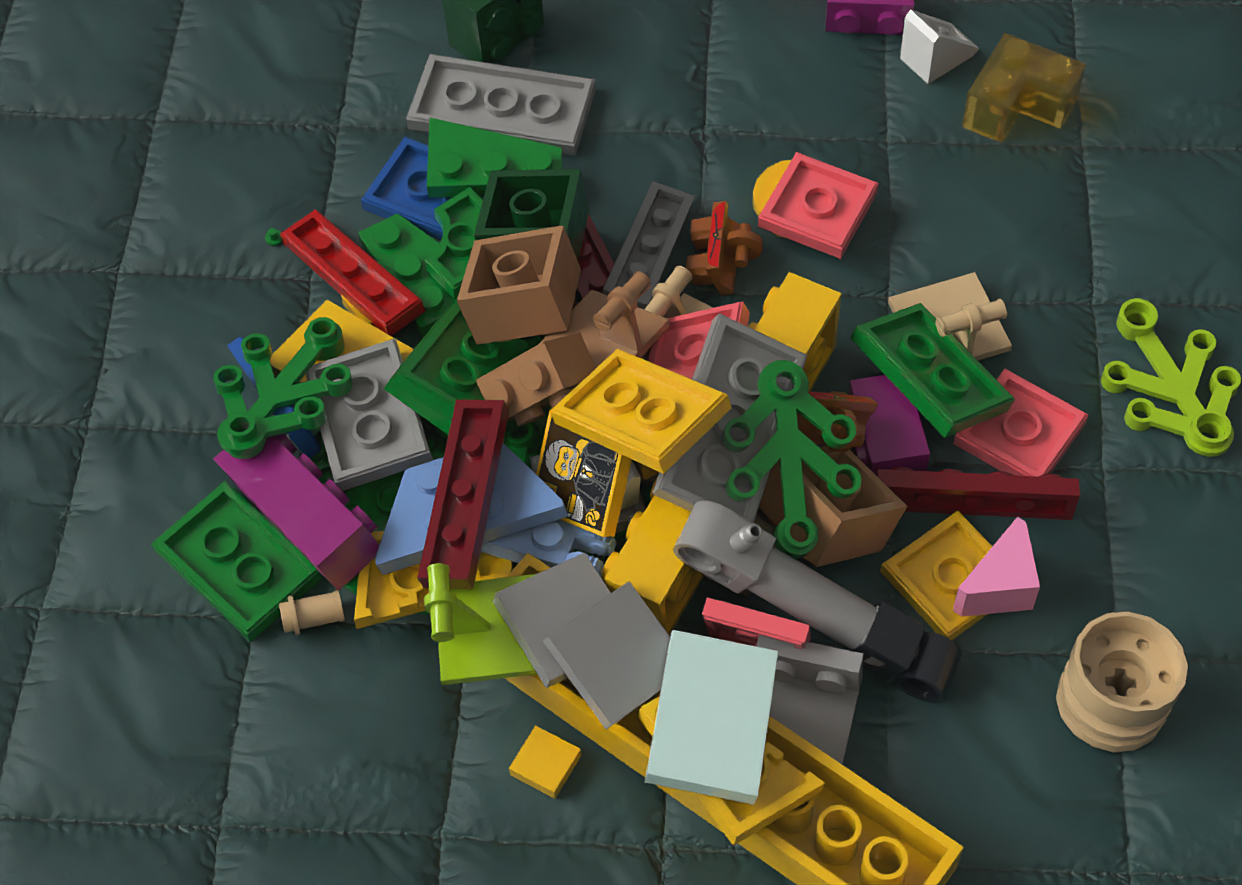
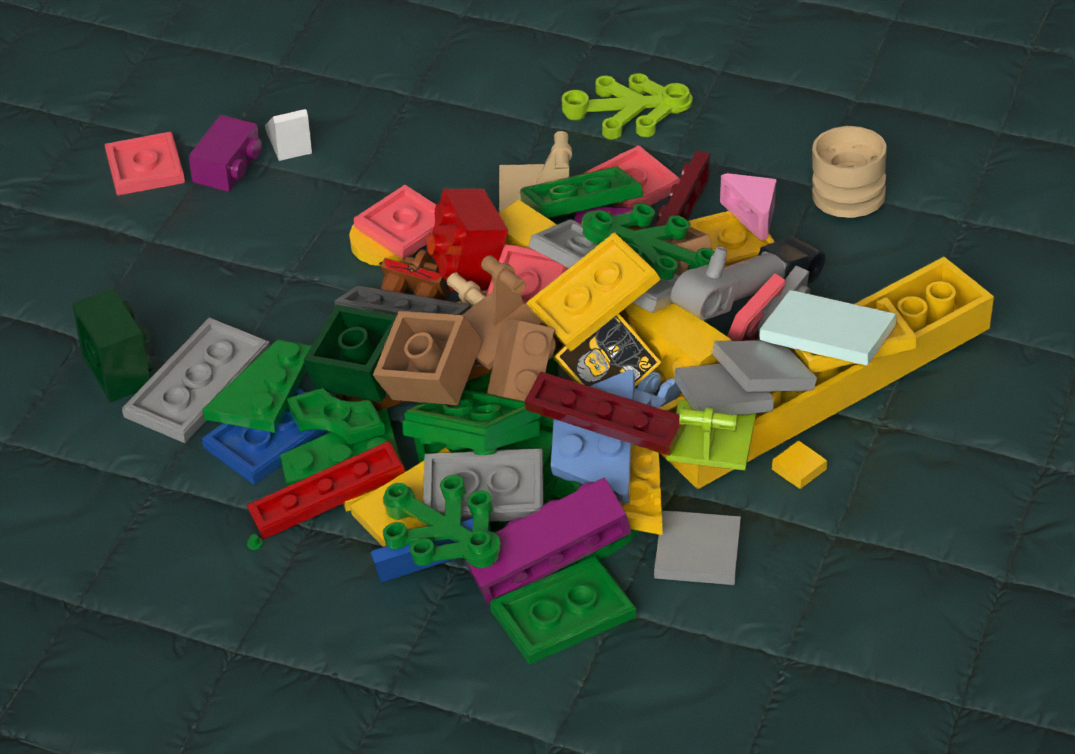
camera: 75 degrees left, 15 degrees down
(311, 611) = (631, 574): tan pin -> none
(368, 678) = (698, 547): none -> light grey tile
(754, 257) = (466, 233): none -> red brick
(1024, 81) = (355, 100): clear yellow brick -> none

